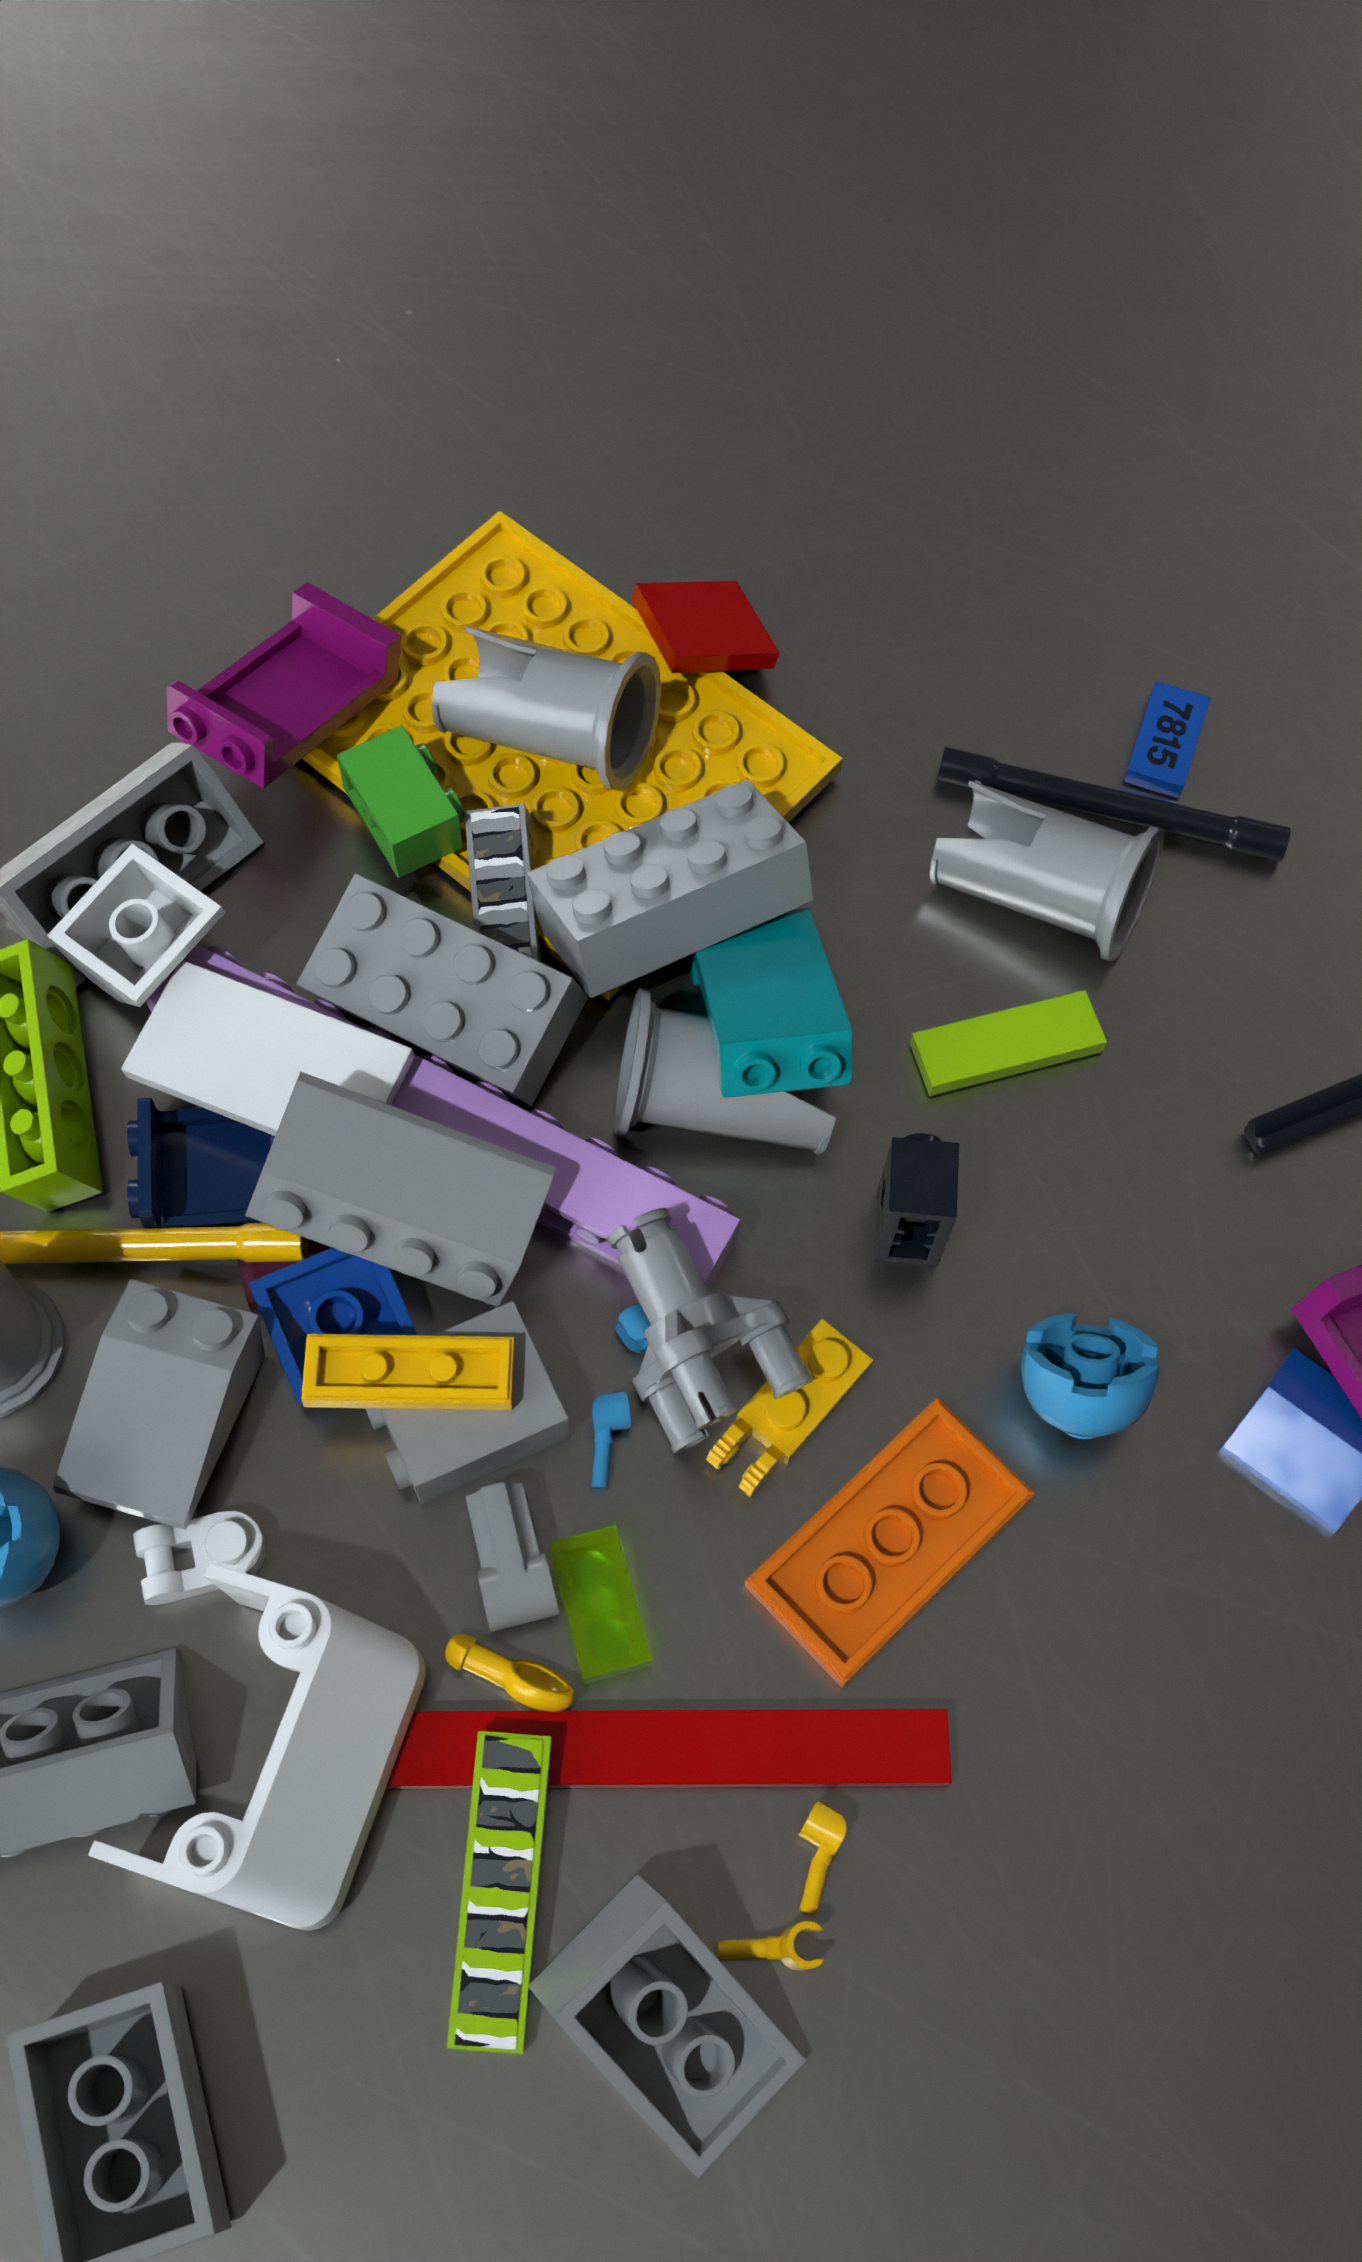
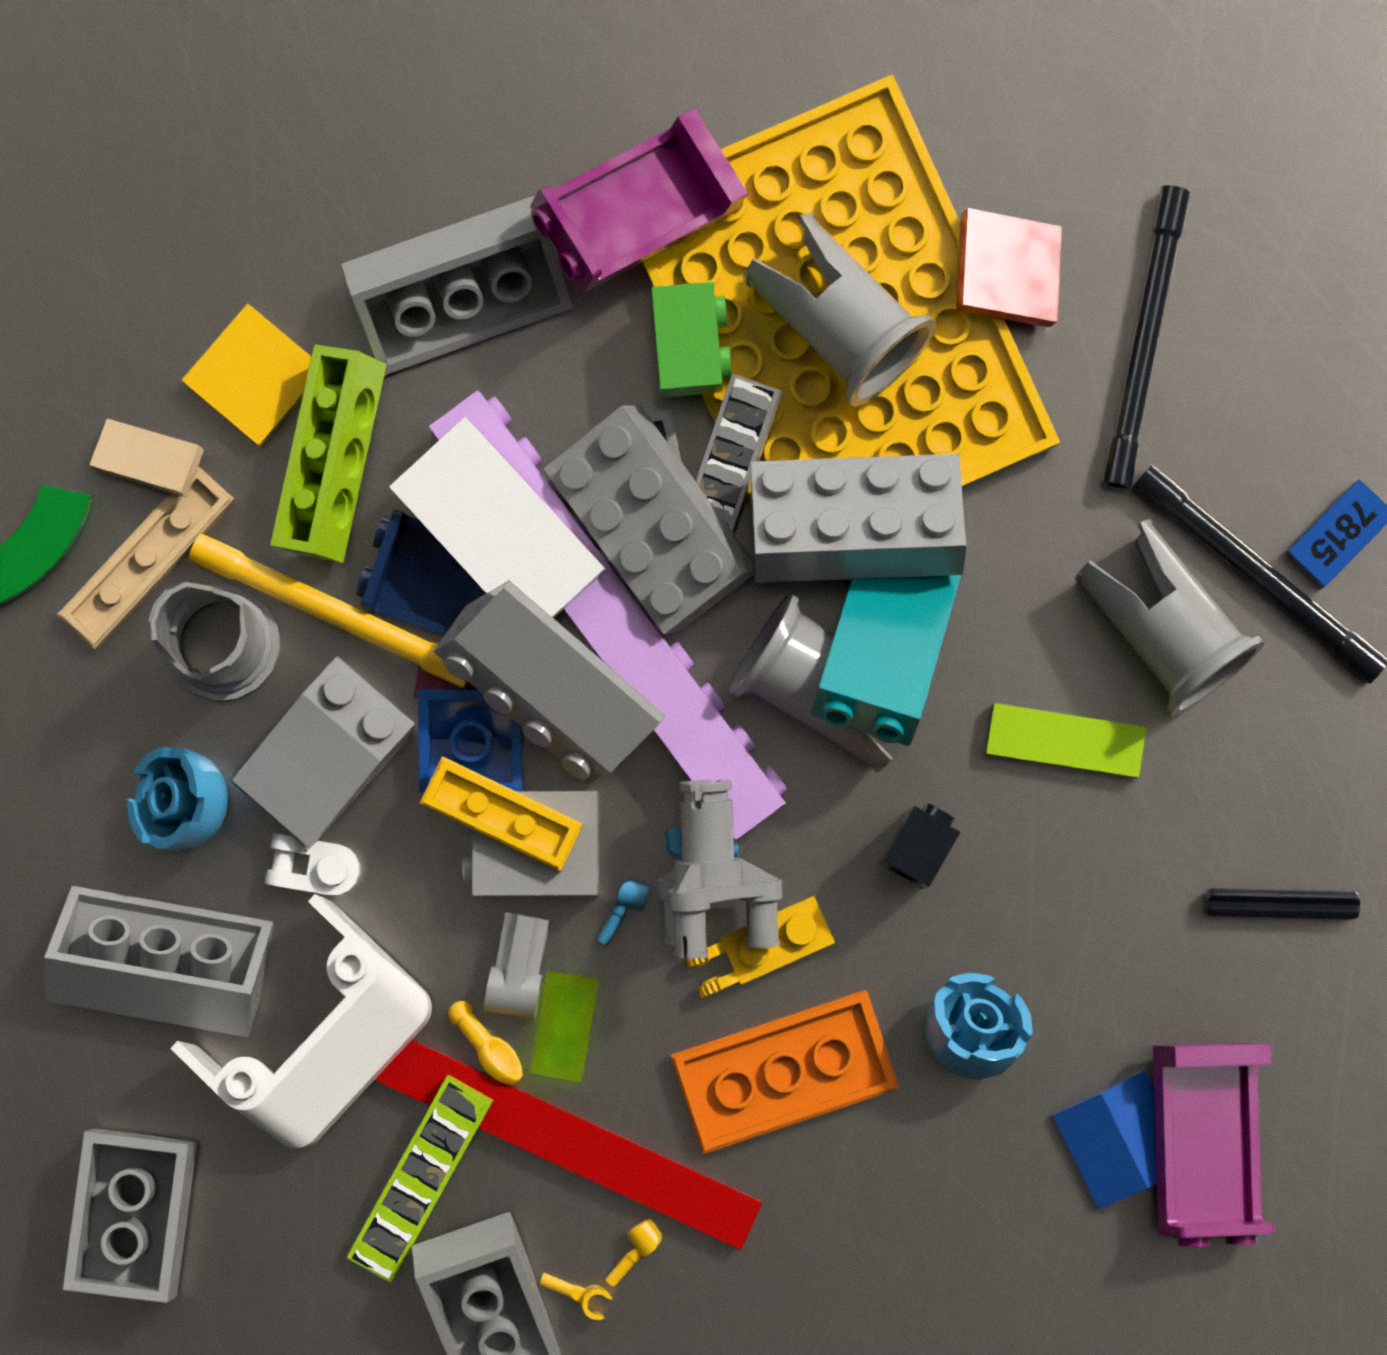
camera: 30 degrees right, 20 degrees up
(134, 927) = (444, 373): white slope -> none
(905, 739) = (1167, 231): none -> black piece

